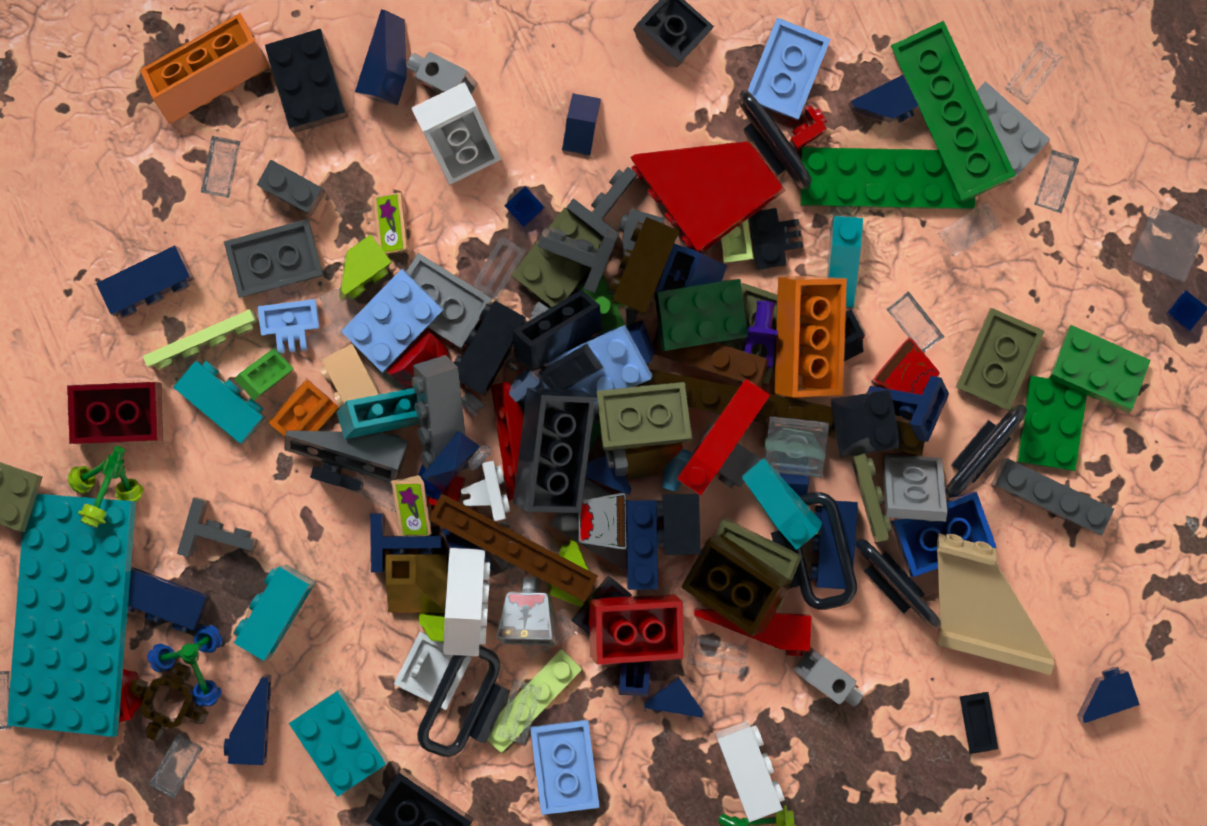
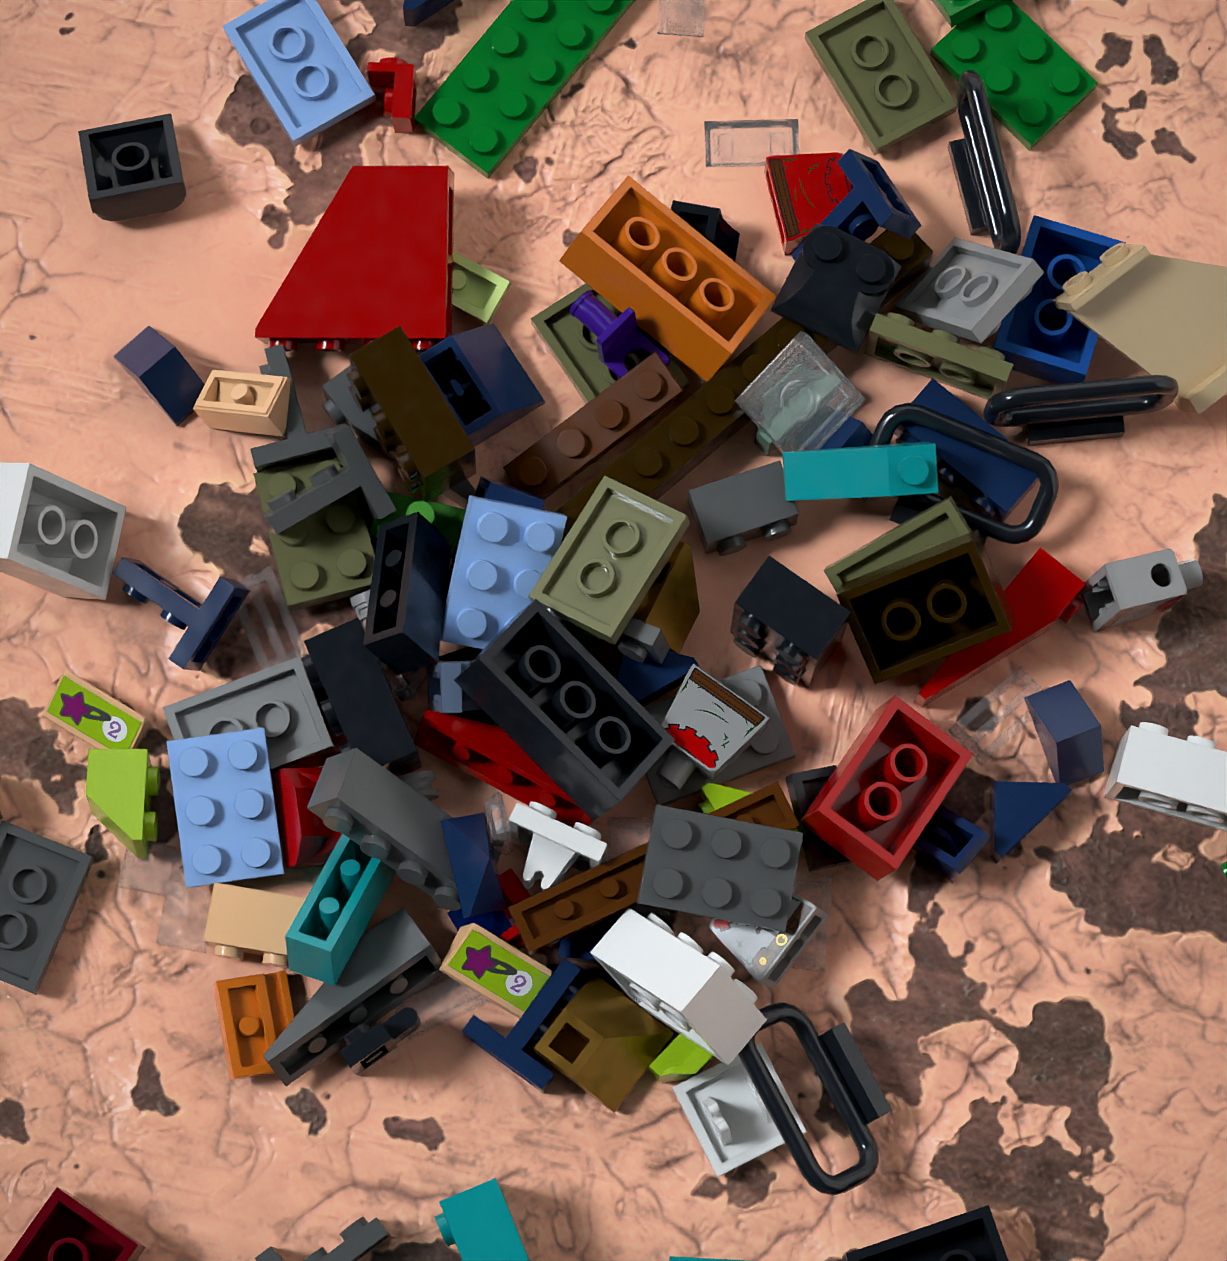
camera: 55 degrees left, 10 degrees down
(190, 345) = (45, 1109): yellowish green plate -> none
(220, 401) = (153, 1124): teal brick -> none
(264, 374) = (163, 1036): bright green tile -> none
(289, 322) = (120, 951): light blue hinge -> none
(473, 224) = (204, 620): none -> dark blue bracket
(512, 735) = (867, 1042): clear tile -> none
(524, 206) = (212, 525): clear blue plate -> none
(534, 580) = (720, 868): none -> dark grey plate
(553, 680) = (879, 1004): yellowish green plate -> none
(564, 767) = (1003, 1029): light blue plate -> none
(571, 368) = (473, 607): black tile -> none
(595, 176) = (245, 402): none -> light nougat slope
(641, 544) = (792, 703): dark blue brick -> none
(673, 470) = (713, 584): medium azure cone -> none
(700, 314) = (531, 394): dark green plate -> none
(723, 437) = (715, 480): red slope -> none
(731, 693) = (1067, 732): none -> dark blue slope
(772, 142) = (376, 138): black bar -> none
(772, 238) = (503, 241): black hinge -> none
(845, 252) = (586, 156): teal slope -> none
(1052, 496) = (1110, 133): dark grey brick -> none

